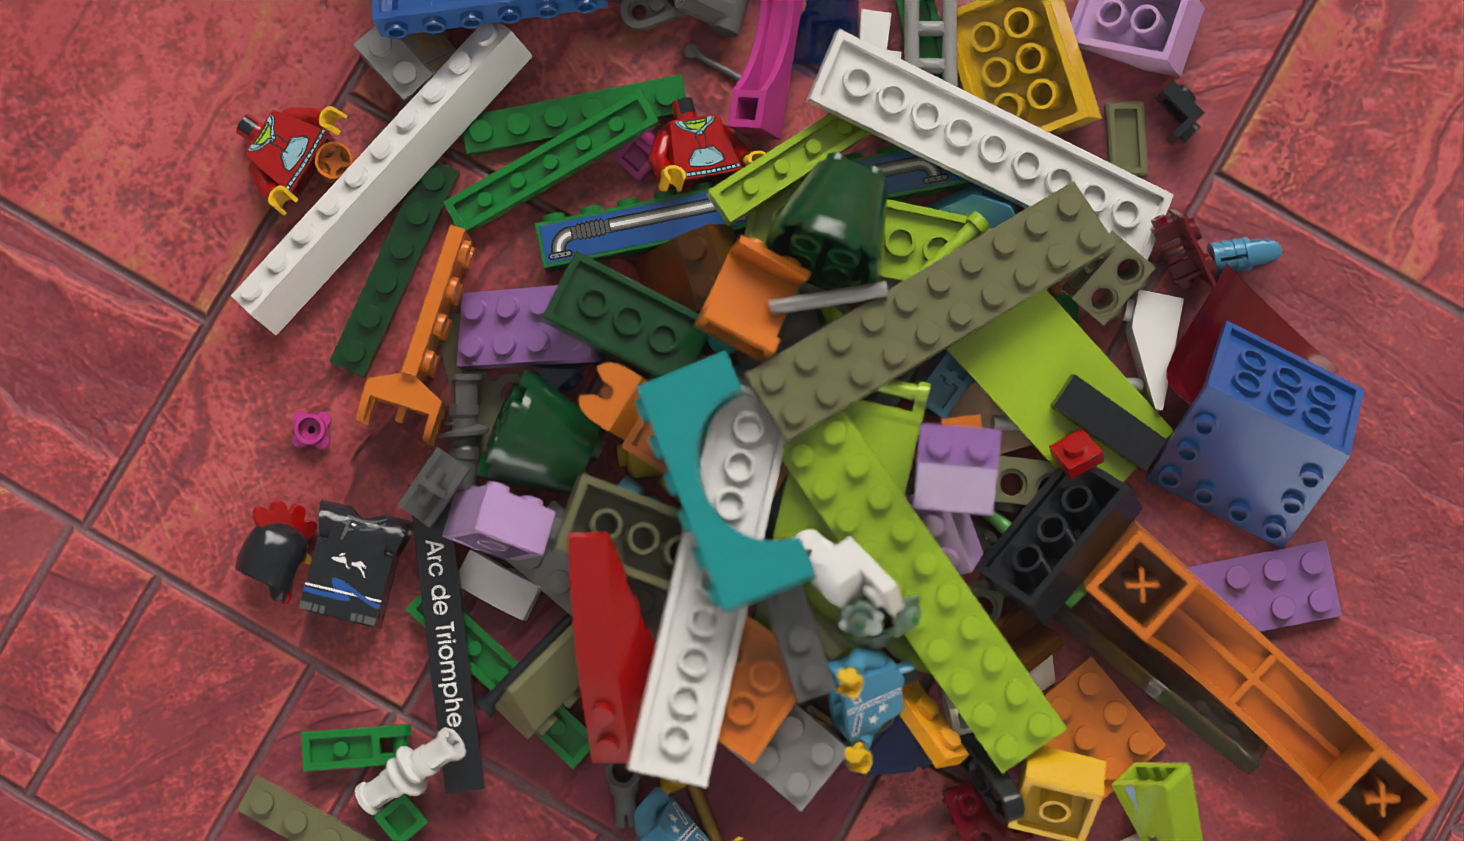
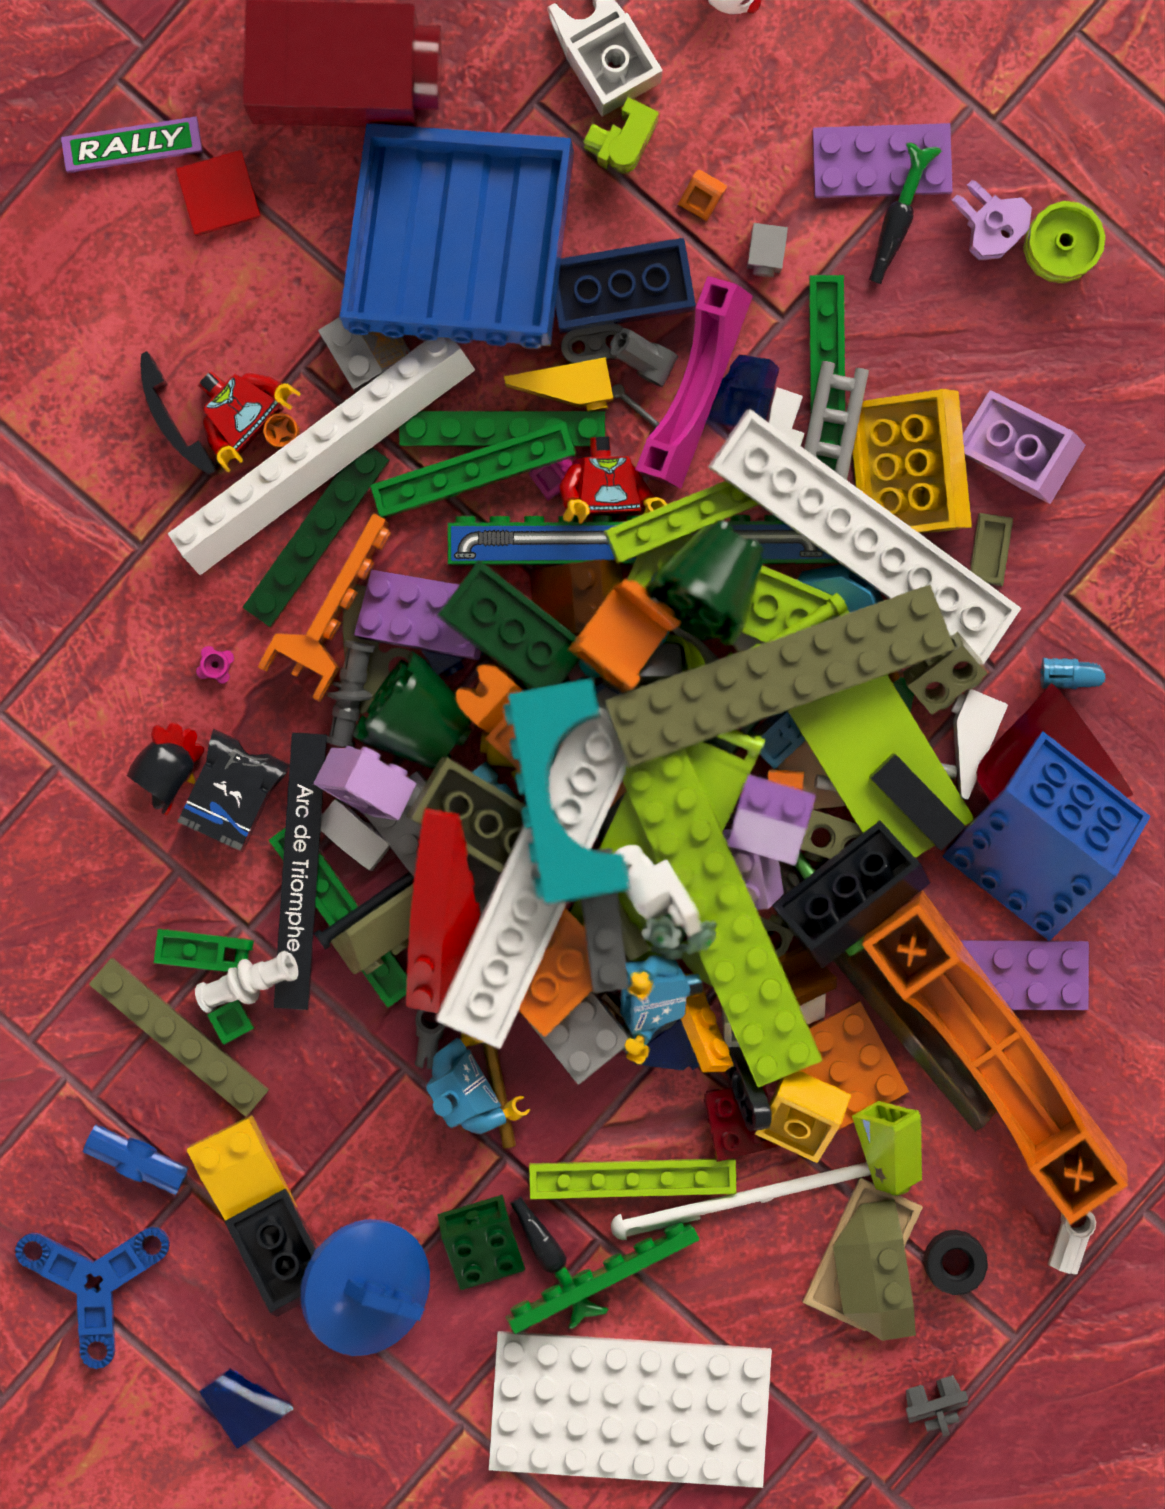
camera: 15 degrees right, 5 degrees up
(186, 140) = (153, 381): none -> black slope
(434, 487) = (314, 740): dark grey hips -> none
(639, 52) = (573, 384): none -> yellow slope
(828, 298) = (691, 647): light grey bar -> none
(1076, 453) = (882, 824): red plate -> none
(1182, 107) = (1045, 527): black bracket -> none
(1188, 233) = (1018, 671): dark red hinge -> none

